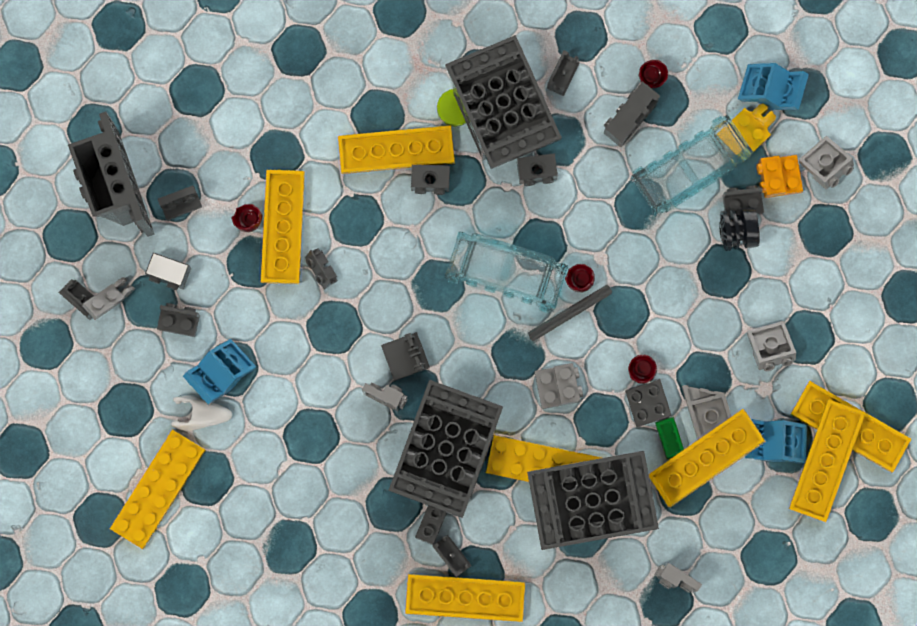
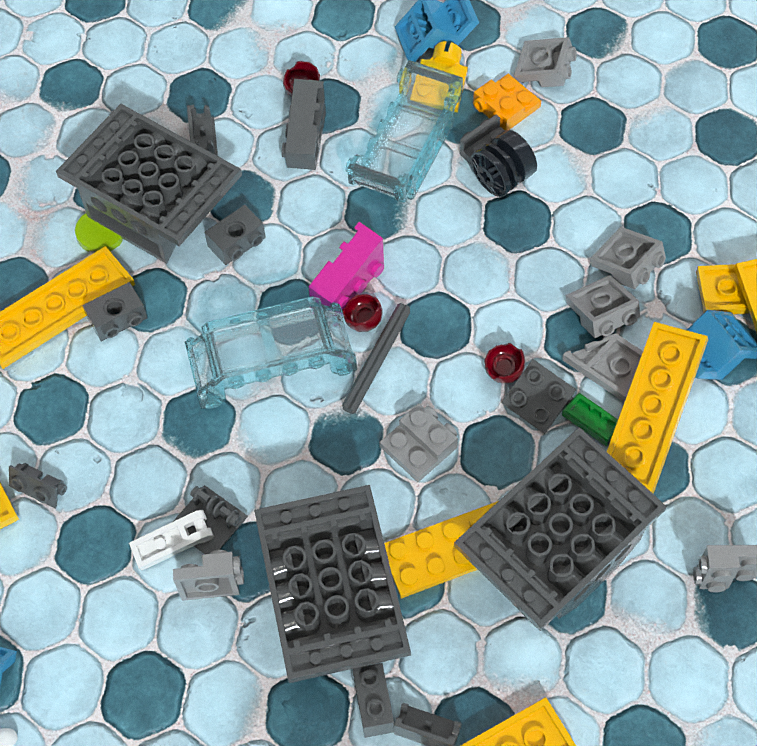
camera: 30 degrees left, 20 degrees down
(376, 356) = (170, 540): none -> white plate
(588, 245) = (352, 269): none -> dark pink wedge
(730, 369) = (604, 306): none -> light grey plate

